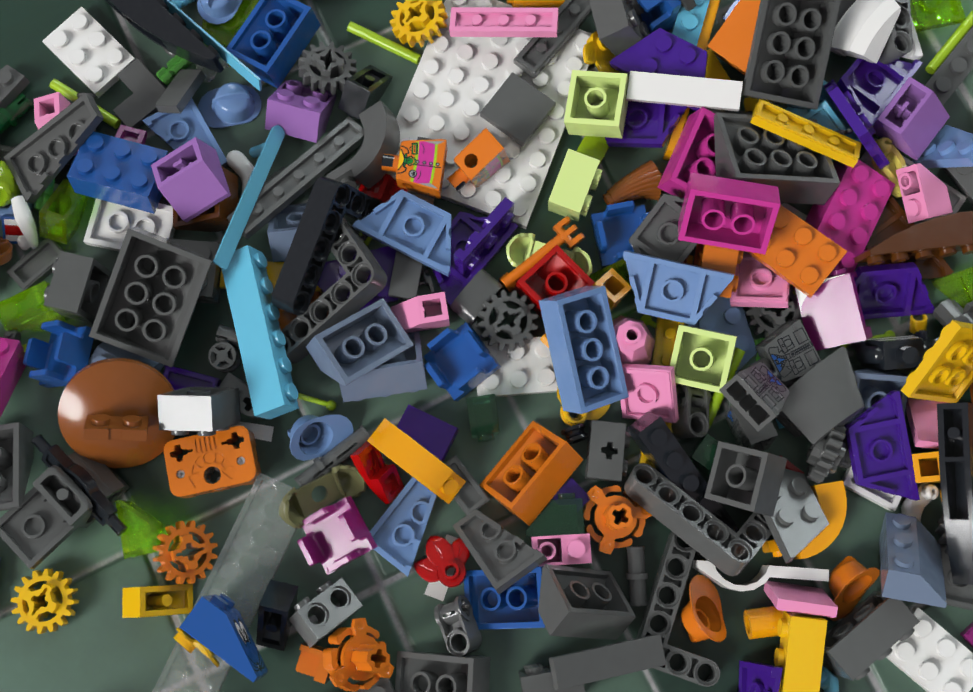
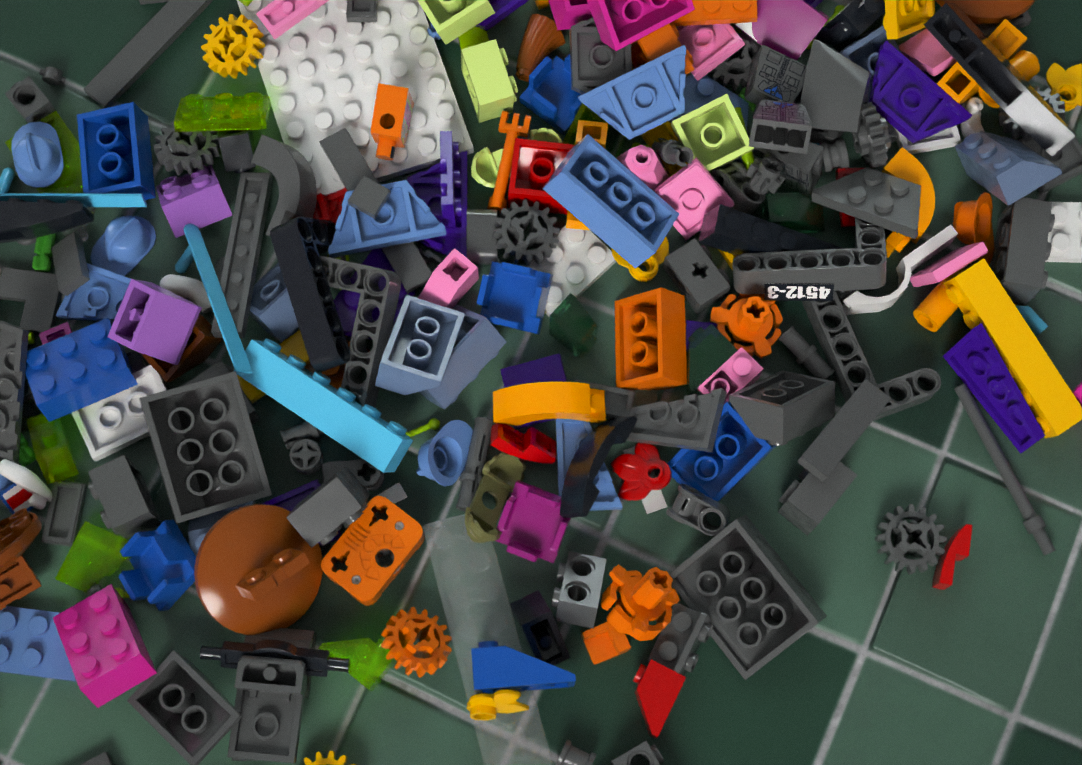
camera: 40 degrees left, 5 degrees down
(157, 600) = (425, 704): yellow slope -> none
(369, 63) = (222, 112): none -> clear neon green plate
(378, 543) = (578, 488): none -> black slope
(384, 43) = (228, 87): lime bar -> none
(413, 206) = (369, 197): none -> dark grey tile
(419, 166) = (343, 161): torso -> none
(517, 109) = (385, 56): dark grey tile -> none
(575, 433) = (659, 280): black bush -> none
(662, 346) = (673, 152): none -> dark grey pin
(667, 527) = (799, 292): none -> black sticker
(703, 612) = (882, 340): orange piece -> none
(717, 419) = (765, 175): none -> dark grey gear
(745, 478) = (827, 199): dark grey brick -> none
(785, 444) = (835, 155): none -> dark grey wheel

